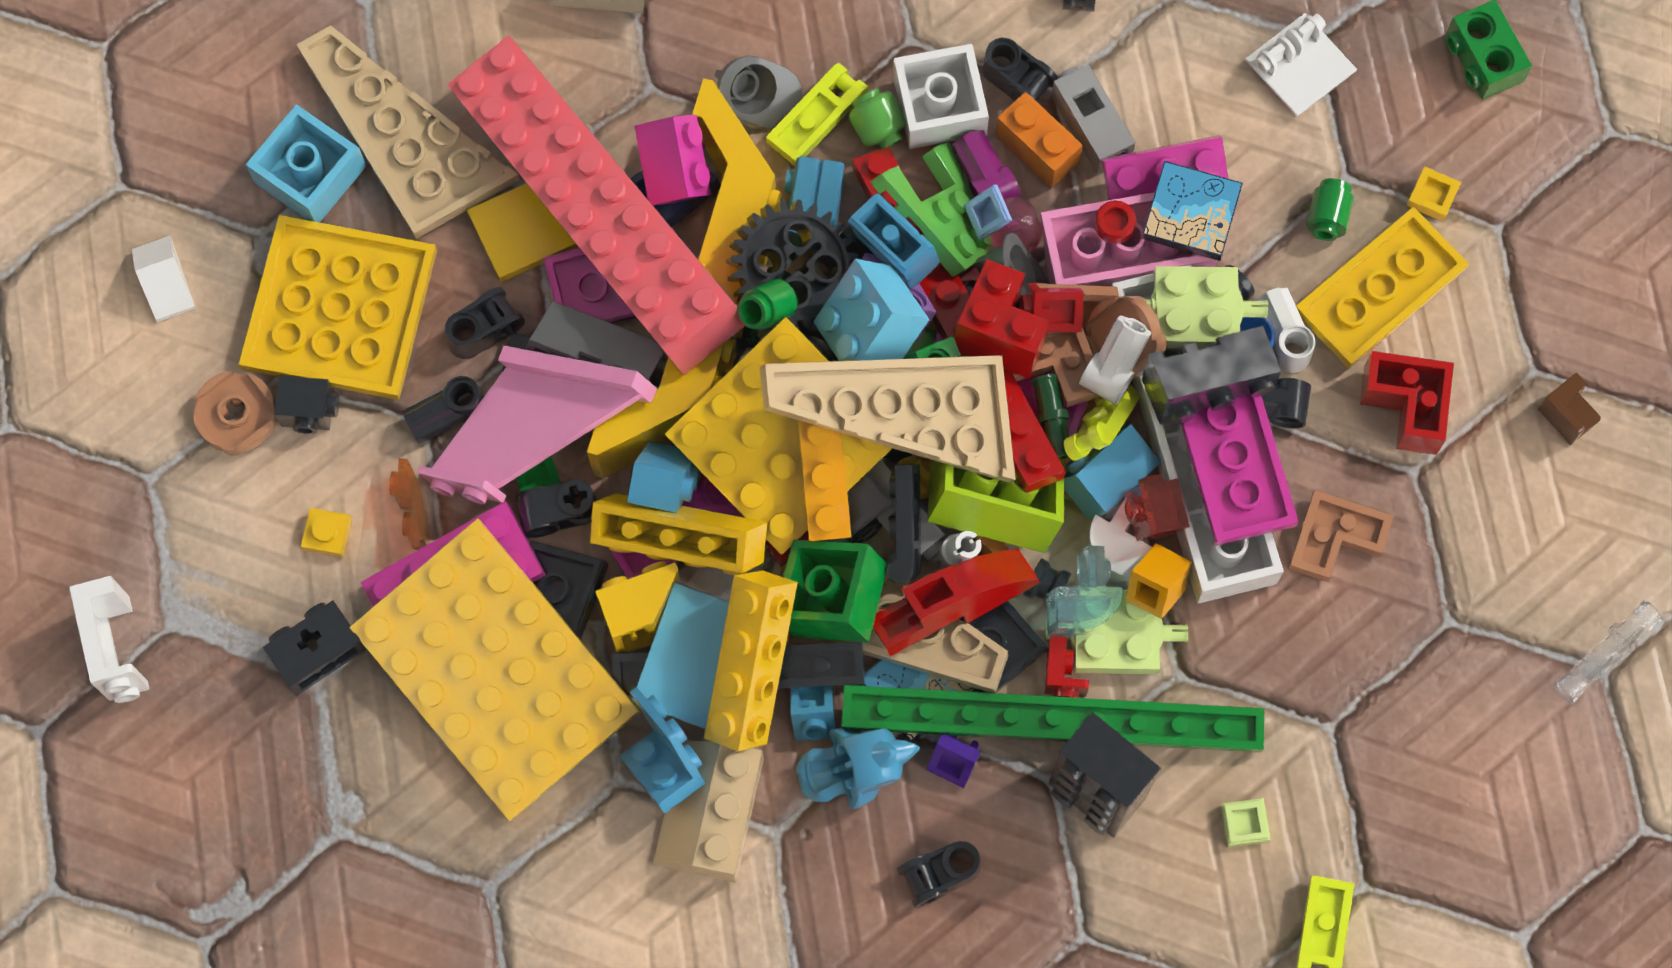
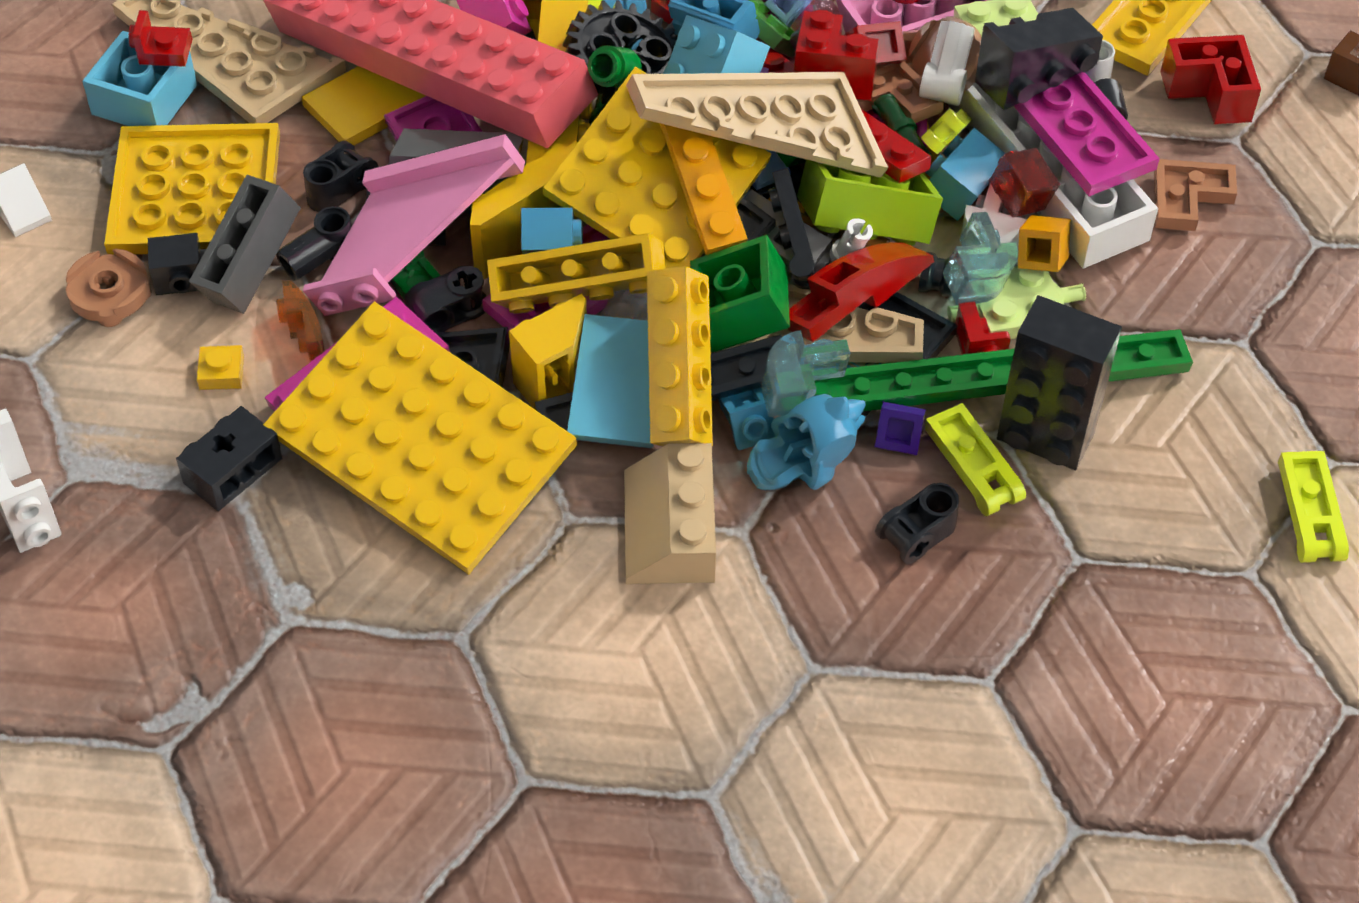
camera: 15 degrees left, 20 degrees down
(329, 137) = (159, 44): none -> red bracket
(370, 408) = (245, 244): none -> dark grey brick
(660, 760) = (621, 470): dark azure bracket -> none
(851, 694) = (795, 367): none -> clear light blue brick
(1015, 807) = (975, 458): none -> neon yellow plate
(1245, 822) = (1197, 430): yellowish green tile -> none

